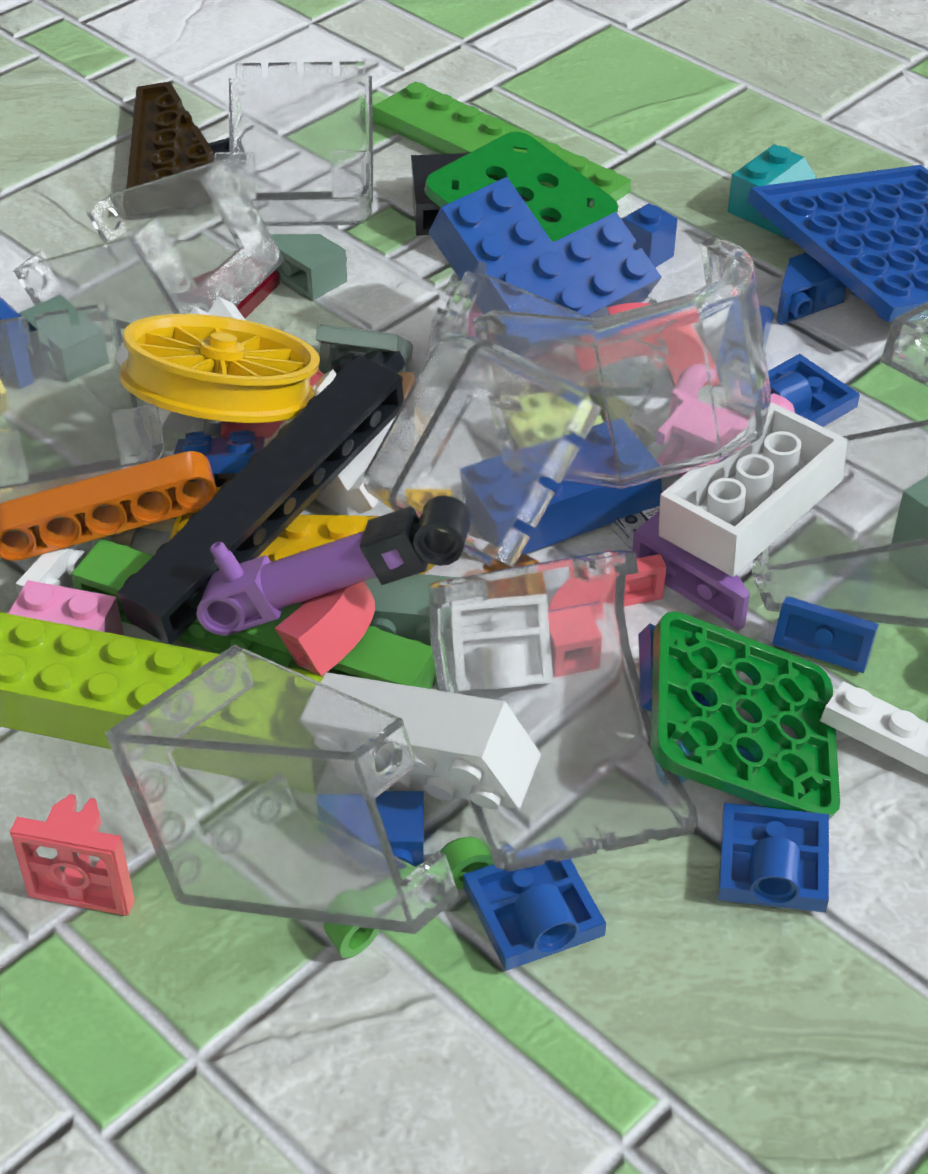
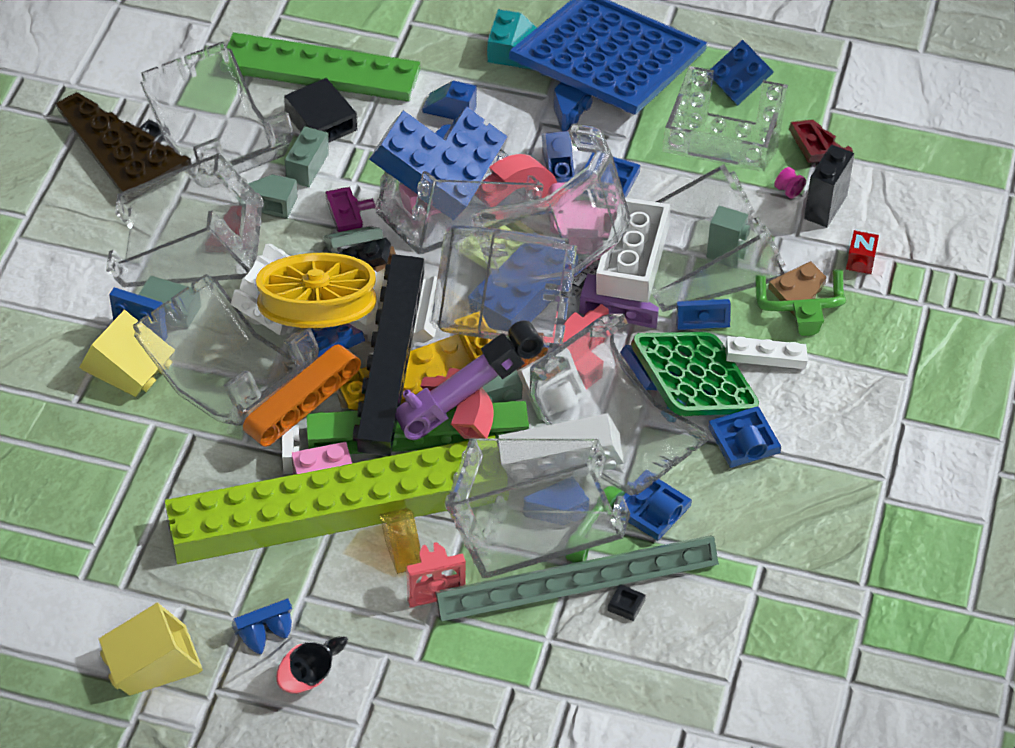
camera: 30 degrees left, 5 degrees up
(90, 771) = (401, 538): none -> clear yellow slope
(324, 973) = (576, 578): none -> sand green plate
(374, 1056) = (626, 602): none -> black tile
(388, 233) = (307, 156): none -> sand green brick
(394, 308) = (346, 208): none -> magenta plate
(566, 201) = (346, 113): green piece -> none

